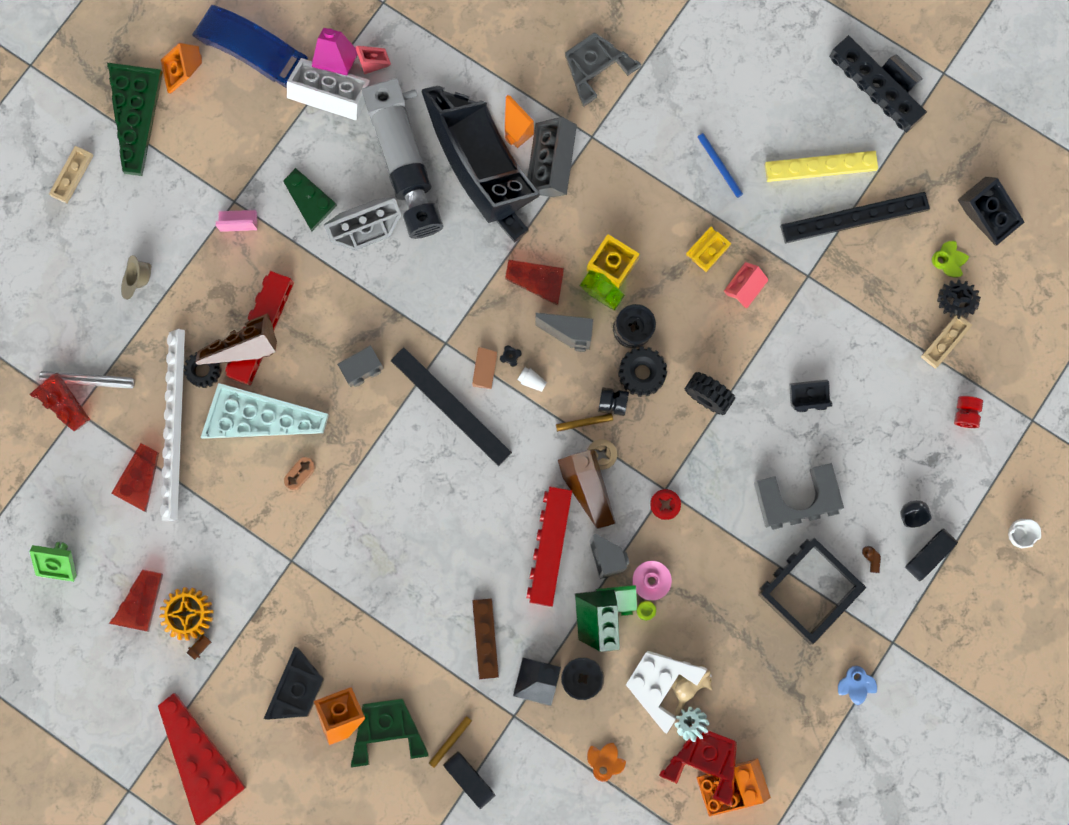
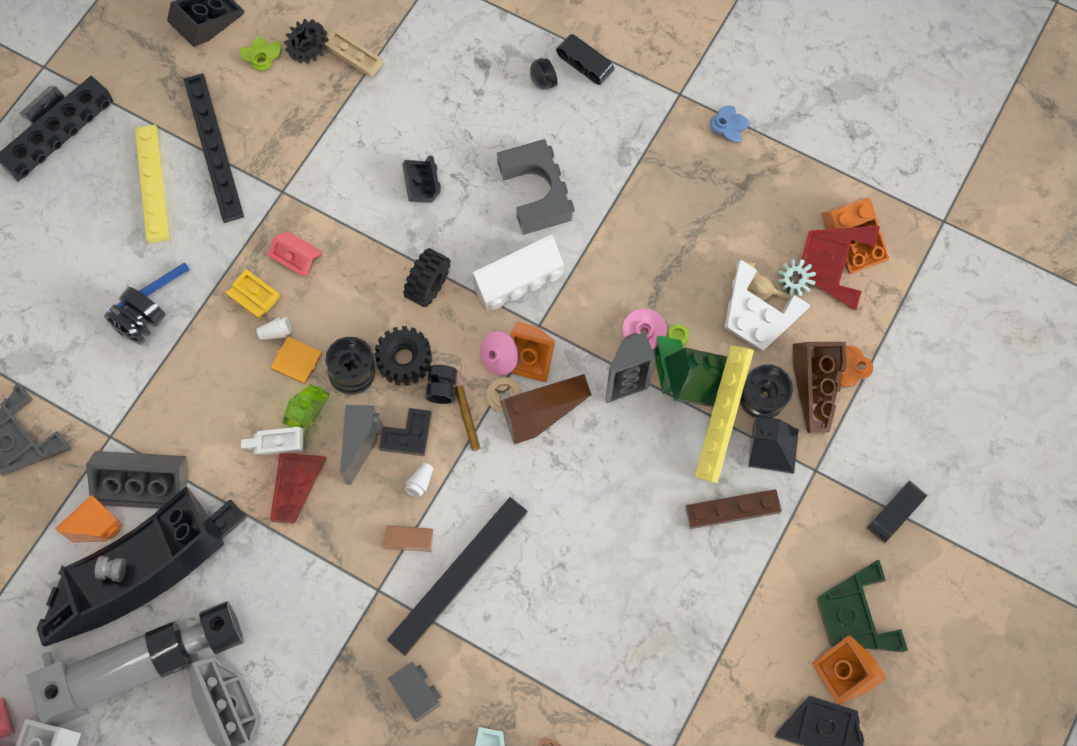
camera: 95 degrees left, 10 degrees down
(450, 741) = (856, 538): pearl gold bar -> none
(479, 137) = (109, 568): none -> light grey wheel
(515, 355) = (391, 502): black plate -> none
(550, 546) = (618, 443): red brick -> none
(565, 638) = (724, 414): none -> light yellow plate
(567, 374) = (409, 440): none -> black plate
(573, 264) = (275, 441): none -> white hinge
(599, 730) = (818, 376): none -> reddish brown wedge
(613, 260) = (269, 394): yellow brick -> none
(637, 451) = (505, 351): none -> bright pink dish
(638, 477) = (534, 351): none -> orange slope
(647, 284) = (296, 360): none -> light orange piece
(675, 268) = (275, 329): none -> white cone
(675, 504) = (555, 313): red gear -> none
(691, 152) = (132, 318): none -> black wheel
(710, 474) = (518, 273): none -> white slope
(834, 614) = (653, 143): black window -> none
(873, 557) = (594, 113): reddish brown arm -> none
(969, 405) = (422, 28): red wheel -> none

